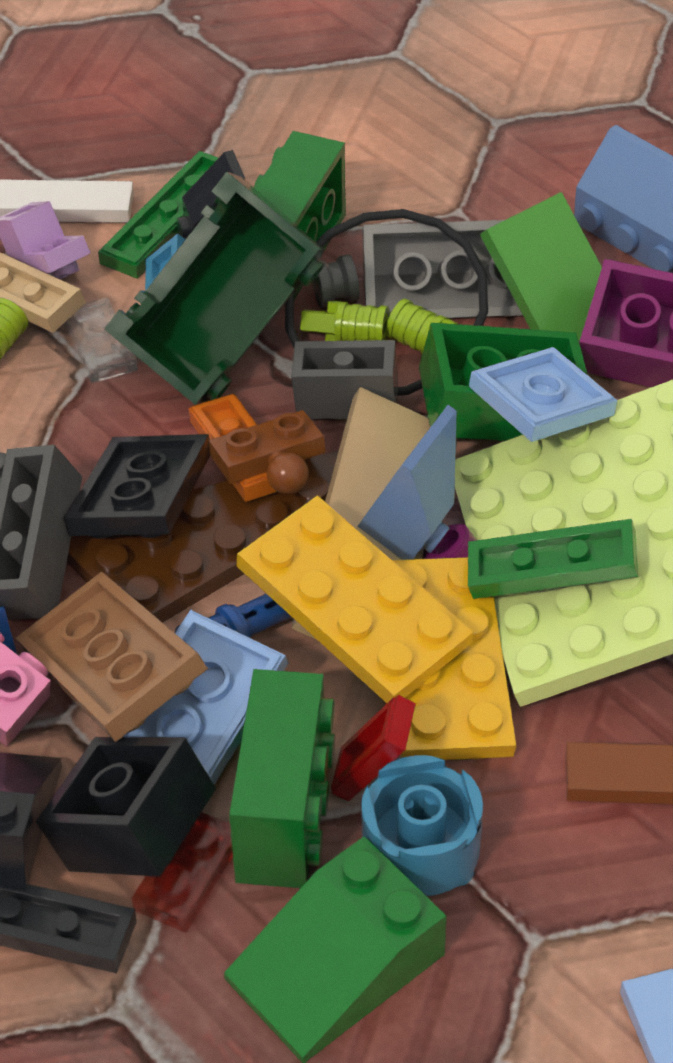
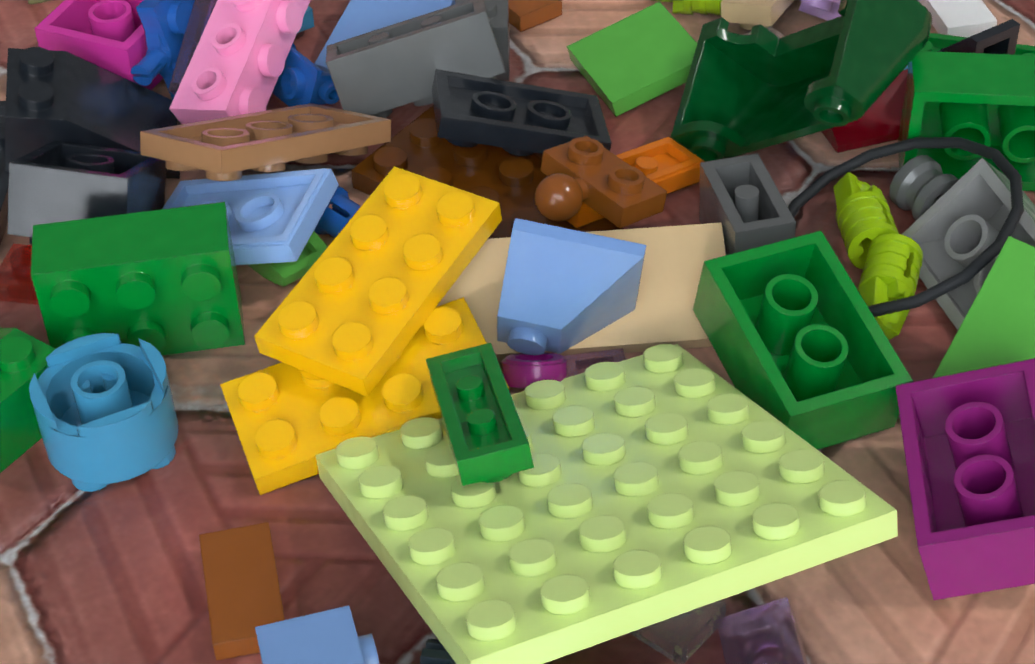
camera: 75 degrees right, 5 degrees down
(70, 398) = (635, 58): none -> bright green tile
(373, 747) = (192, 343): red tile -> none
(542, 394) = (741, 345): light blue tile -> none

